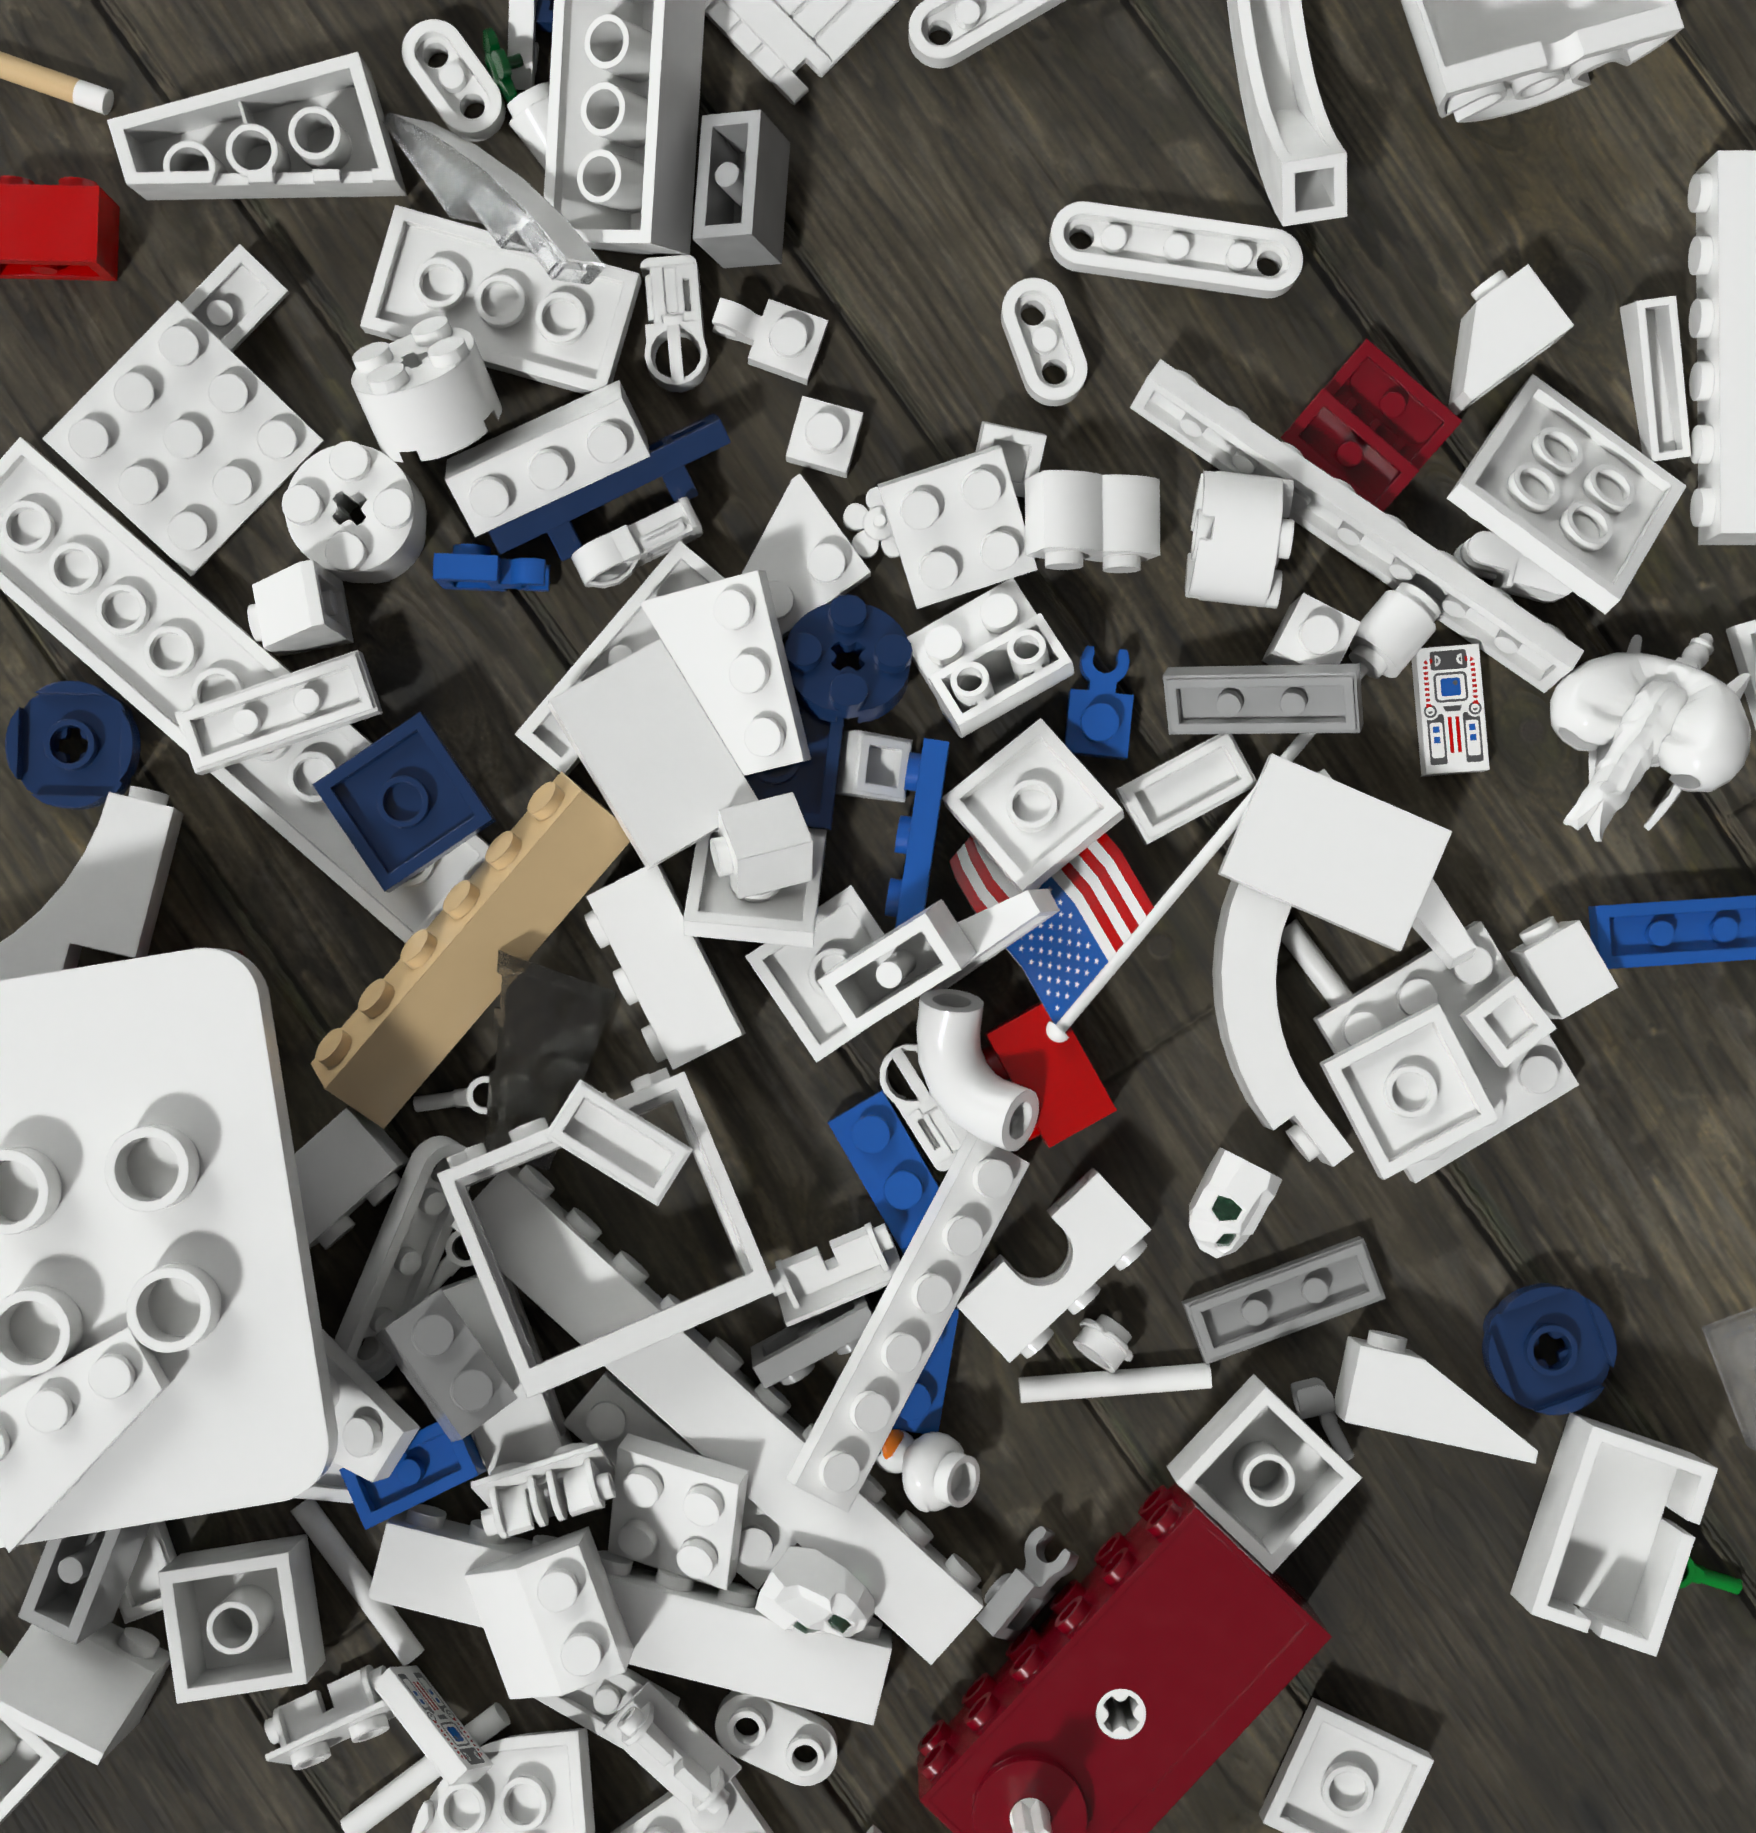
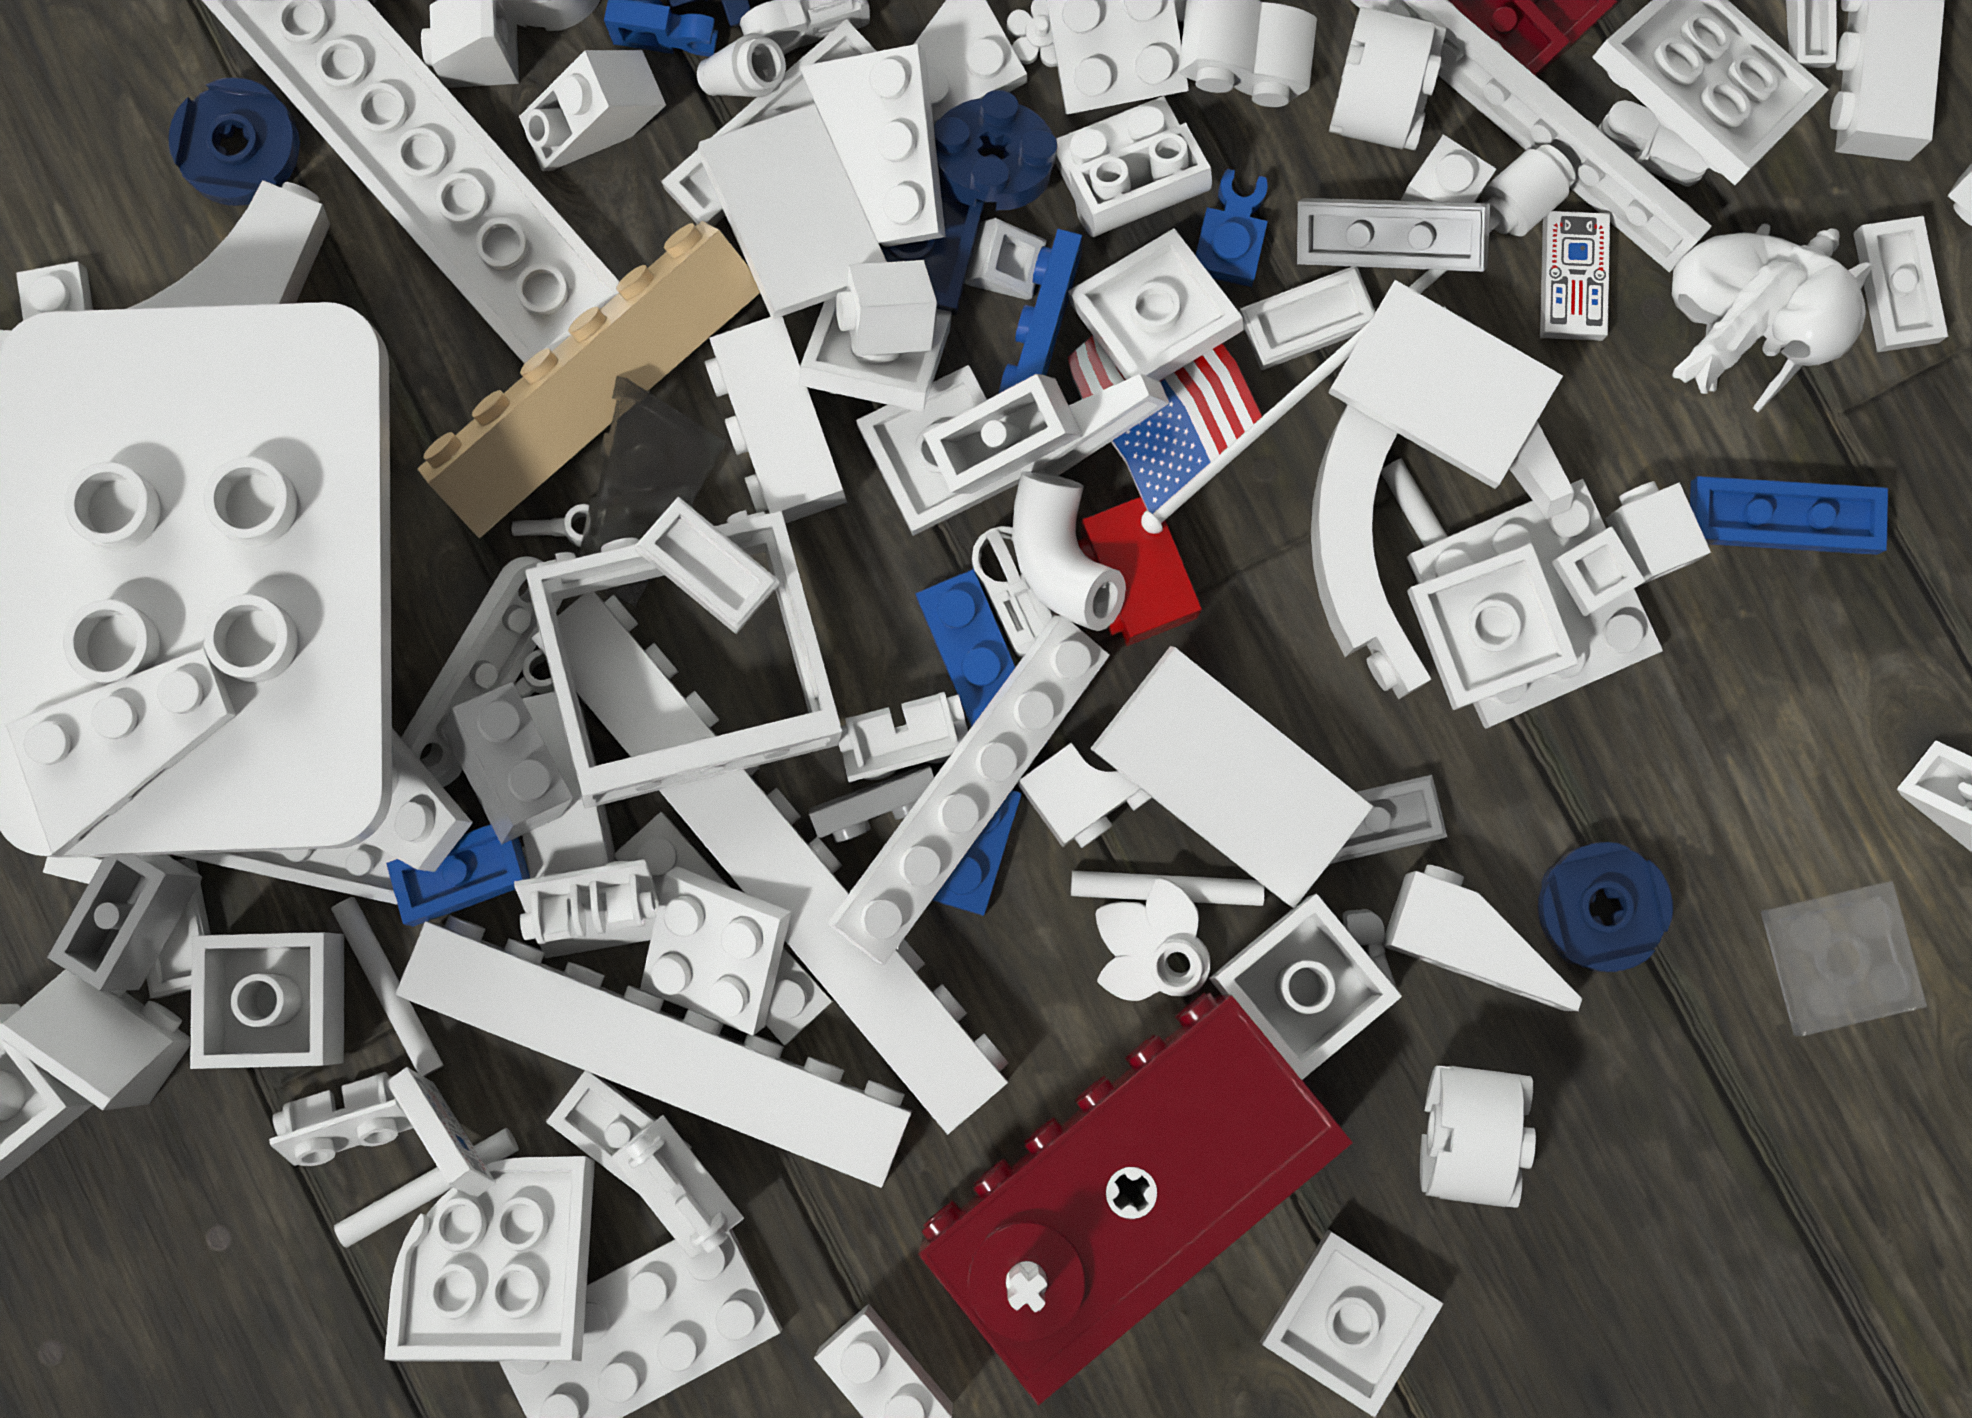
camera: 10 degrees right, 5 degrees down
(278, 712) = (437, 130): white tile -> none
(343, 1169) = (432, 579): white brick -> none
(404, 802) = (545, 227): dark blue plate -> none
(435, 663) = (592, 106): none -> white slope
(551, 1618) = (573, 1029): white slope -> none
(582, 608) = (743, 68): none -> white cone
(779, 1734) = (785, 1193): white plate -> none
(815, 1595) = (840, 1044): white rock -> none
(931, 1468) = (973, 943): white animal -> none
(1021, 1596) = (1050, 1083): light grey plate -> none
(1101, 1435) = (1145, 937): none -> white plate
(1104, 1342) = (1161, 844): white plate -> none
(1166, 1276) = (1231, 777): none -> white tile
(1230, 1203) = (1311, 710): white rock -> none
(1449, 1599) = (1476, 1136): none -> white brick
(1605, 1537) = (1637, 1094): white piece -> none
(1700, 1575) = (1731, 1155): green hand -> none

